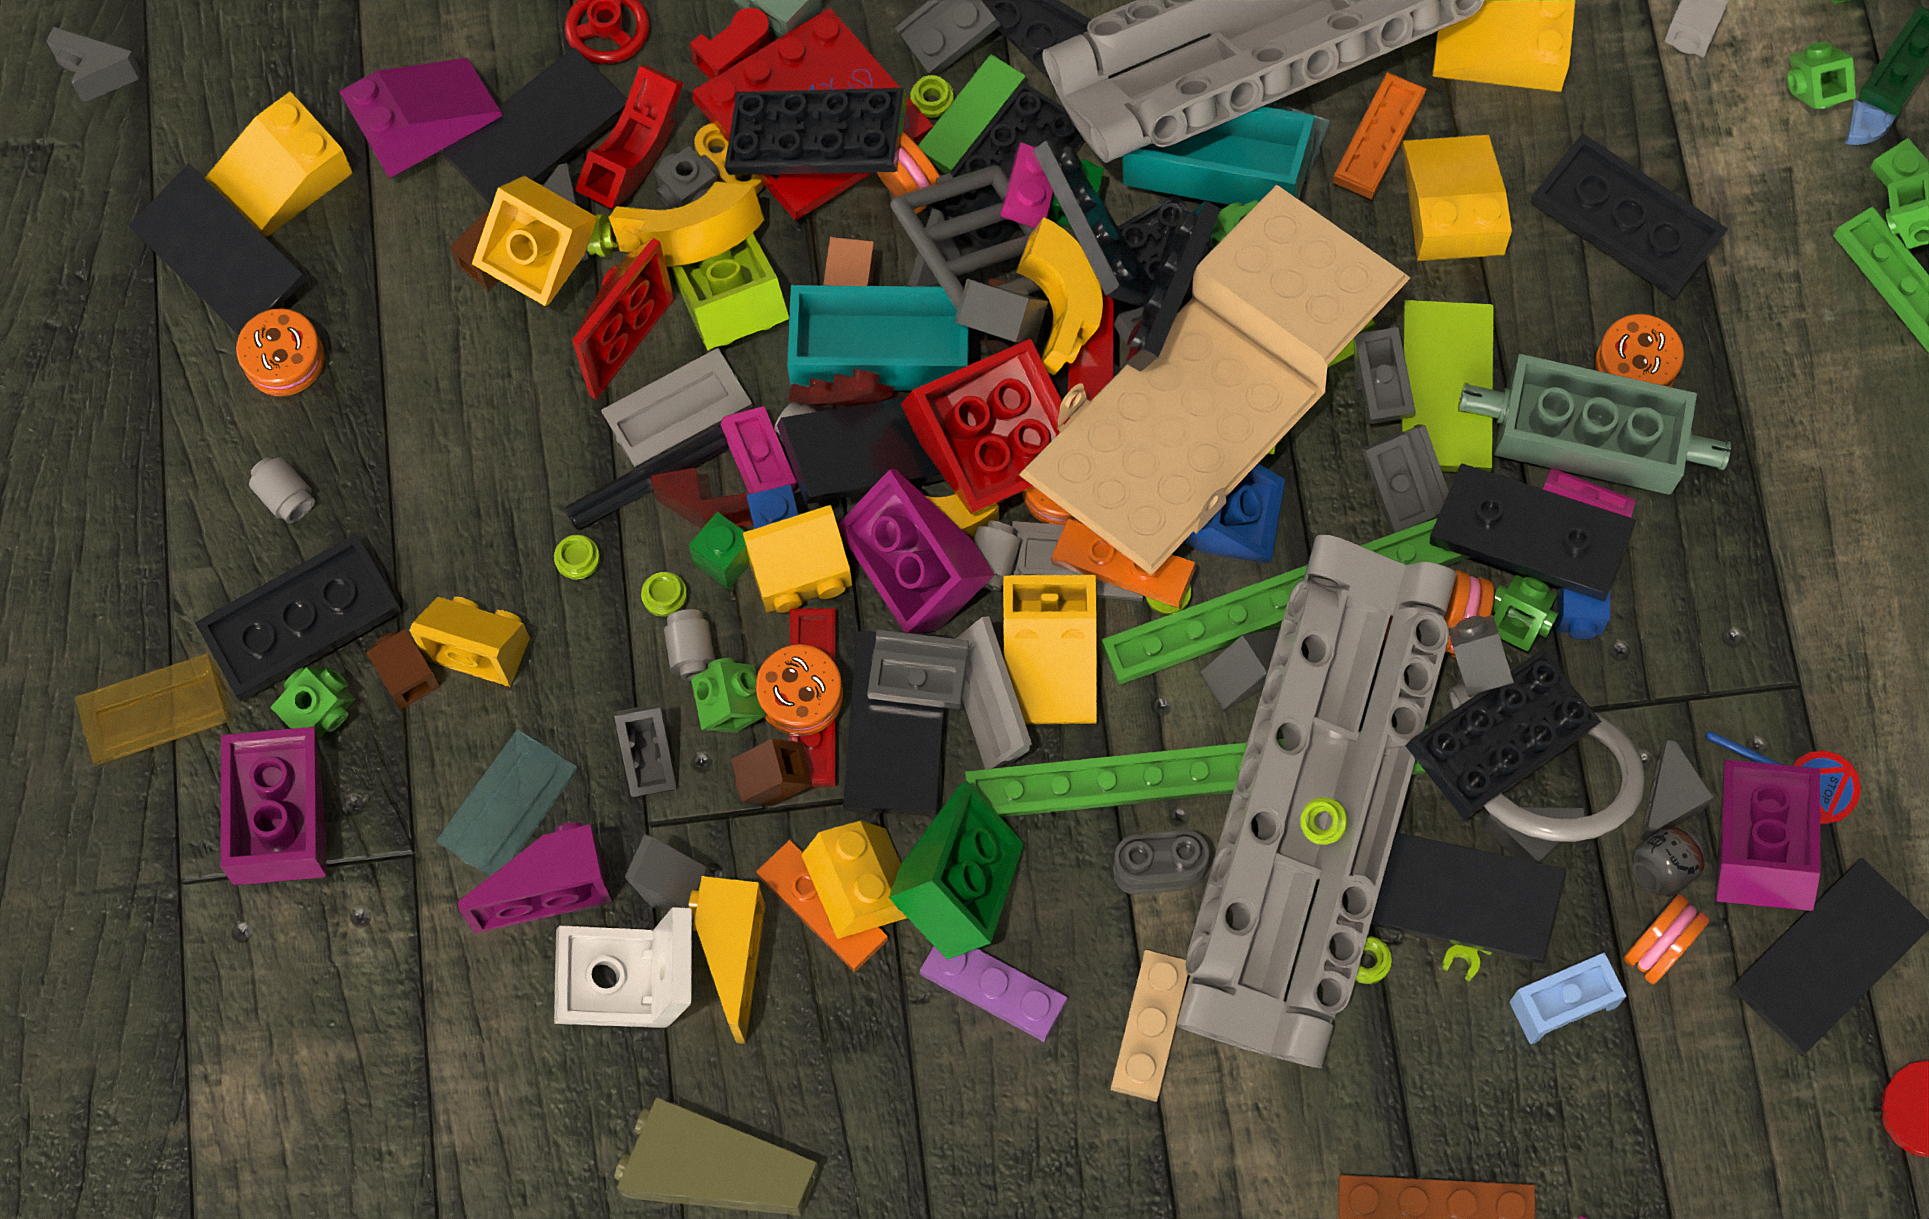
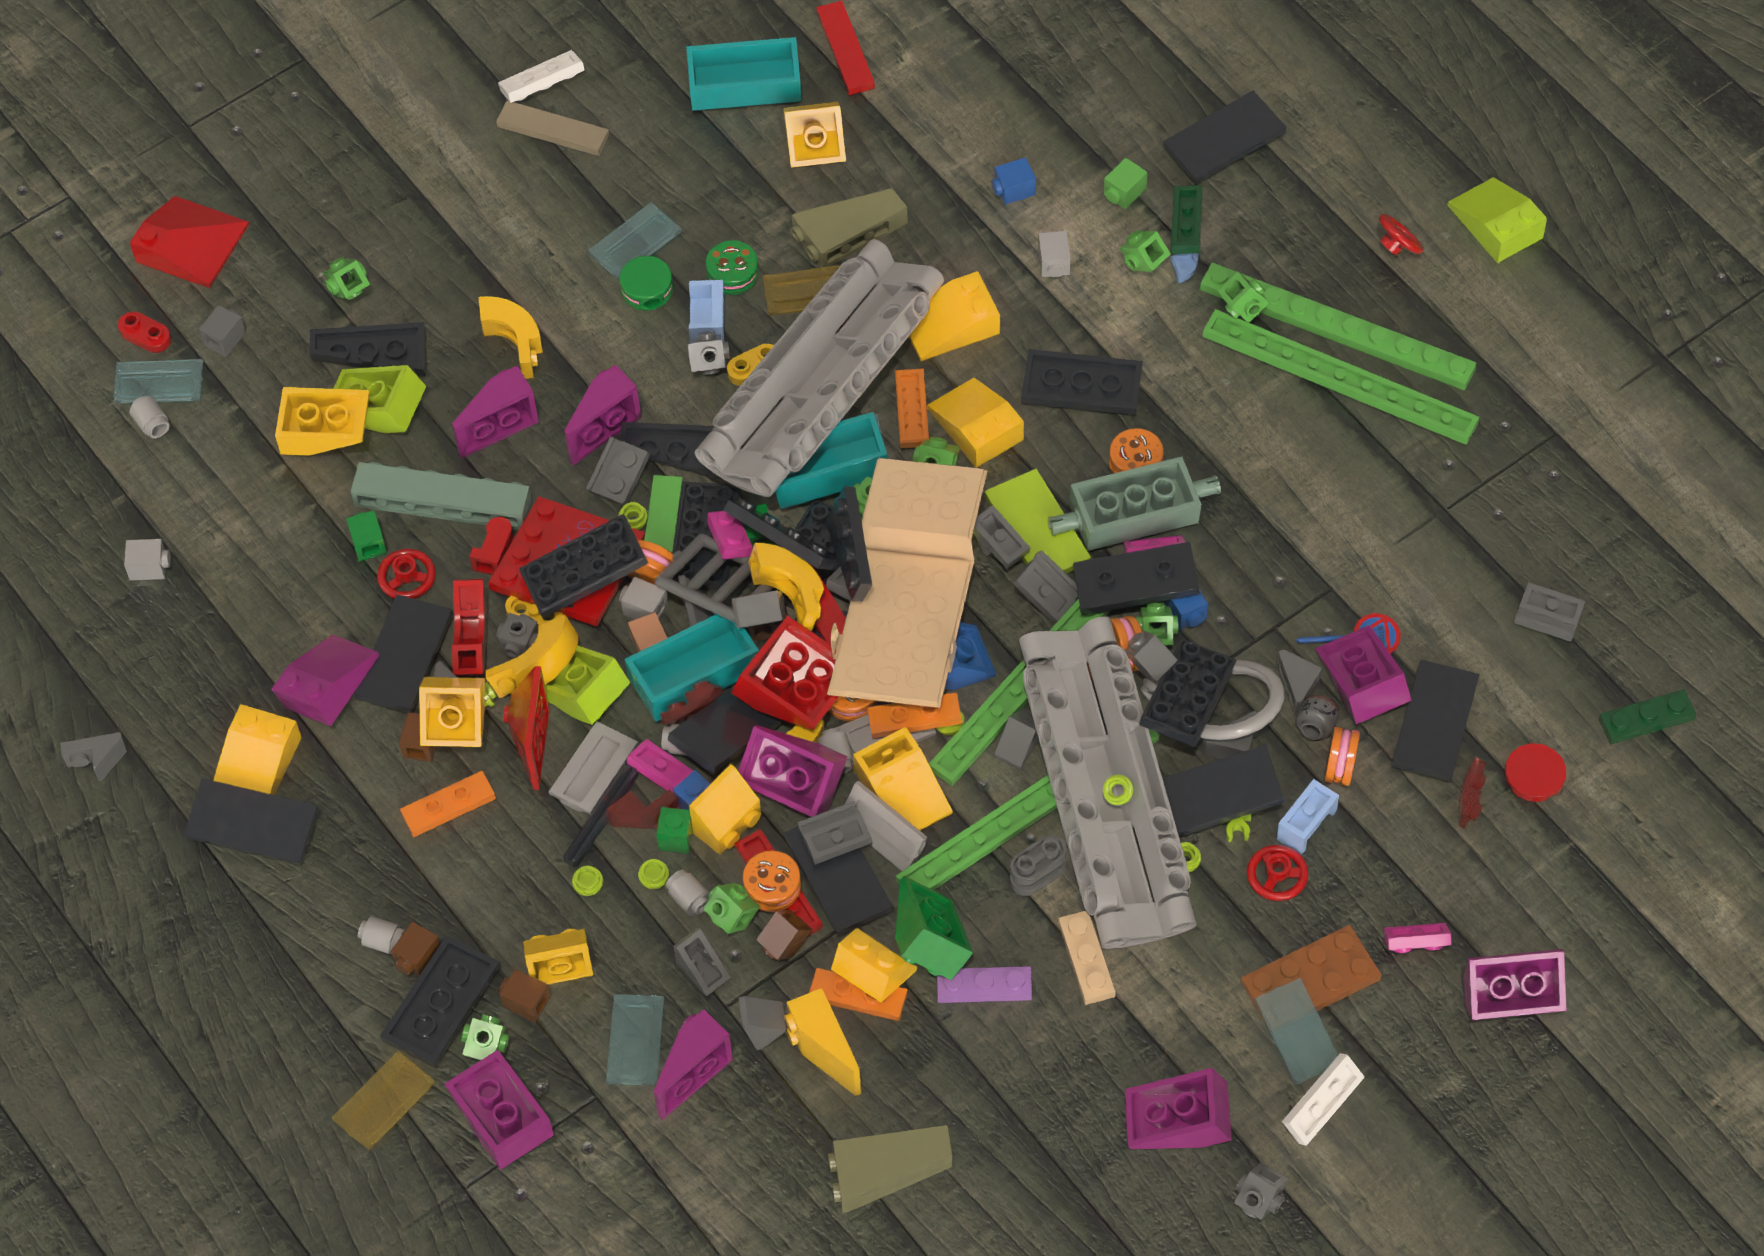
camera: 30 degrees left, 10 degrees down
(280, 352) = (328, 859): orange head -> none
(305, 530) = (414, 949): none -> reddish brown brick
(470, 357) = (447, 804): none -> orange plate
(648, 967) = (785, 1080): white bracket -> none
(870, 217) = (643, 599): none -> light grey brick
(1369, 219) = (936, 452): none -> bright green brick
(1493, 1040) = (1277, 857): none -> red piece
(1812, 1098) = (1471, 795): none -> clear red slope

